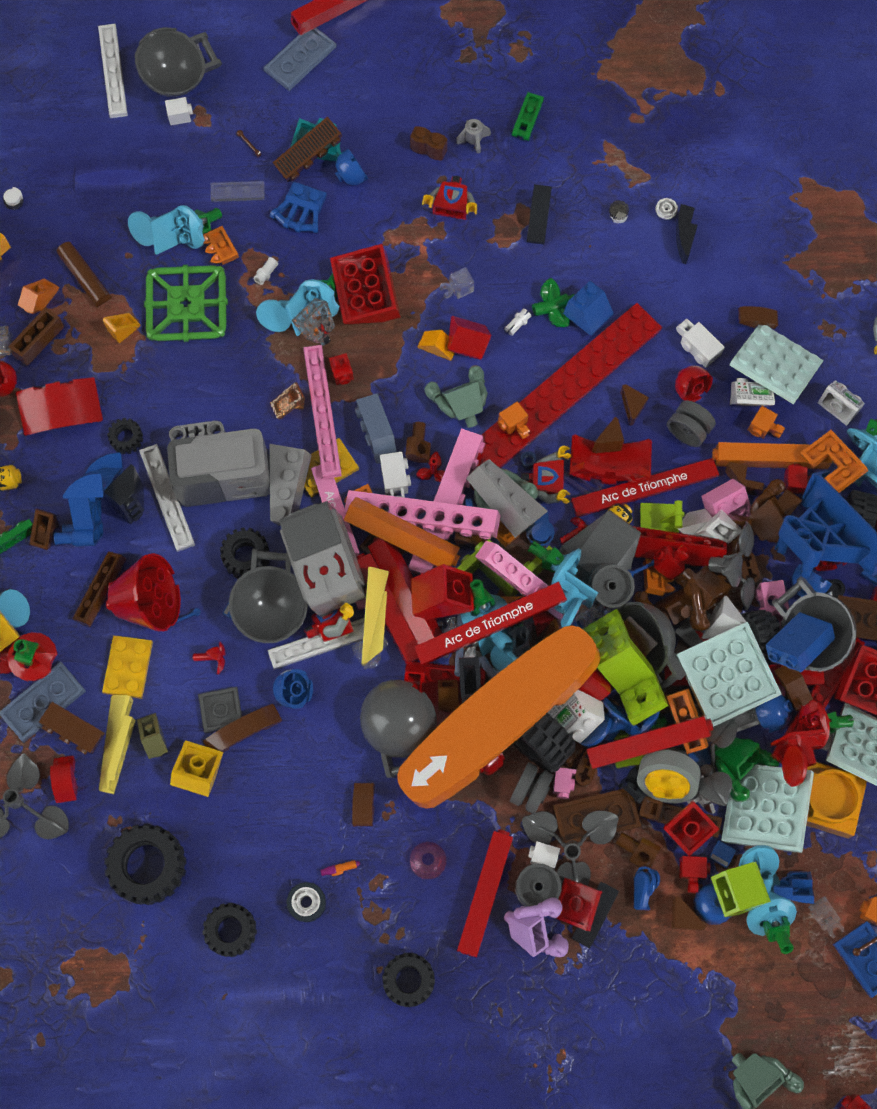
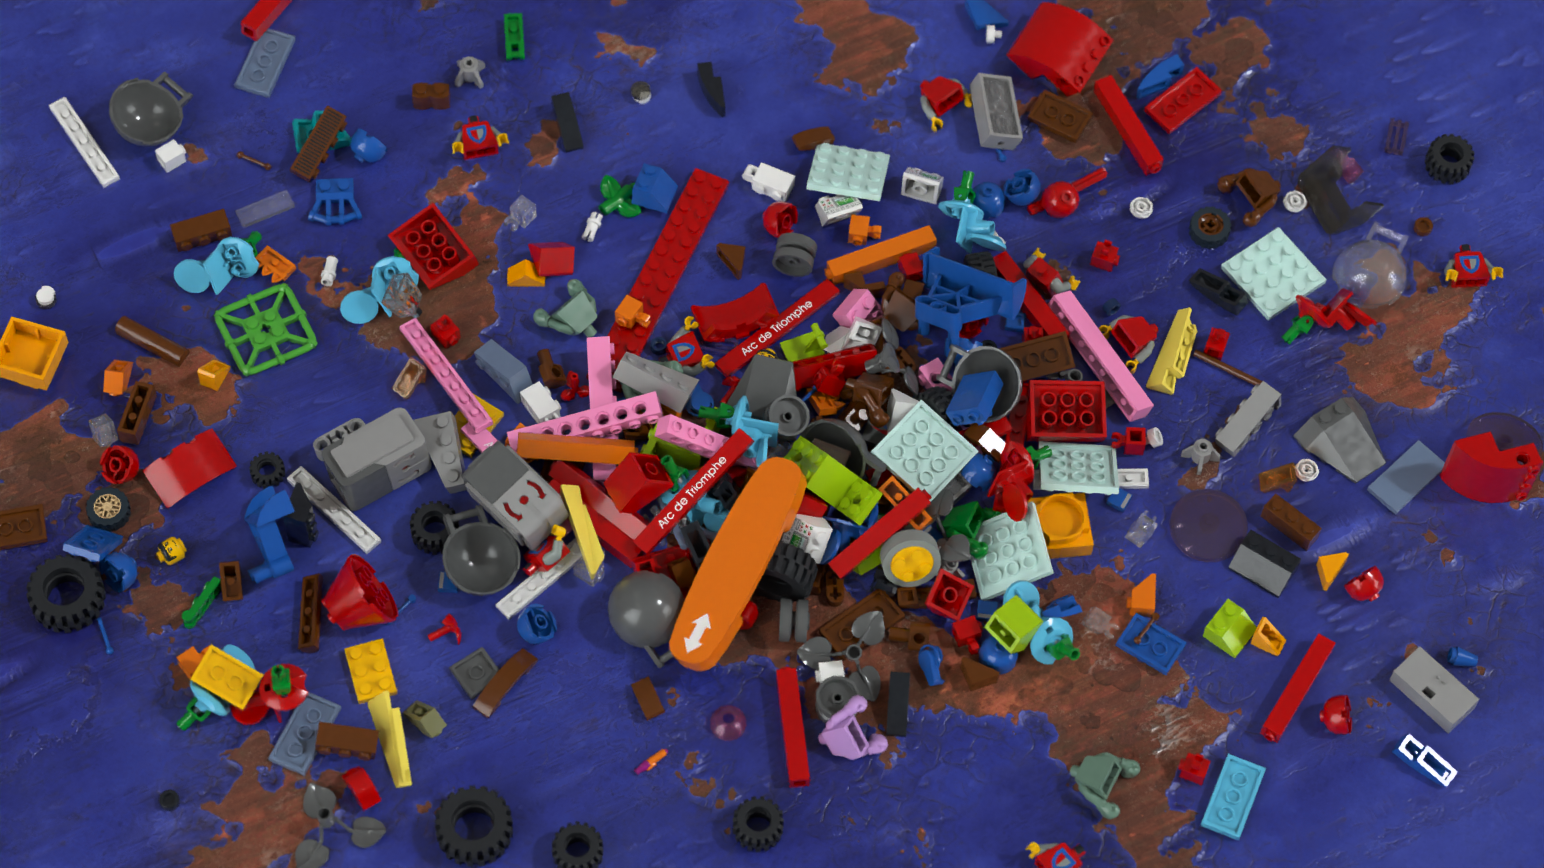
camera: 25 degrees left, 10 degrees down
(172, 189) = (201, 230): none -> reddish brown brick
(196, 768) = (480, 729): yellow slope -> none
(303, 890) = (631, 790): wheel -> none
(563, 783) = (819, 606): bright pink brick -> none
(578, 904) = (881, 700): red tile -> none
(610, 439) = (727, 296): reddish brown slope -> none
(666, 204) = (684, 68): white plate -> none
(831, 446) = (952, 234): orange plate -> none

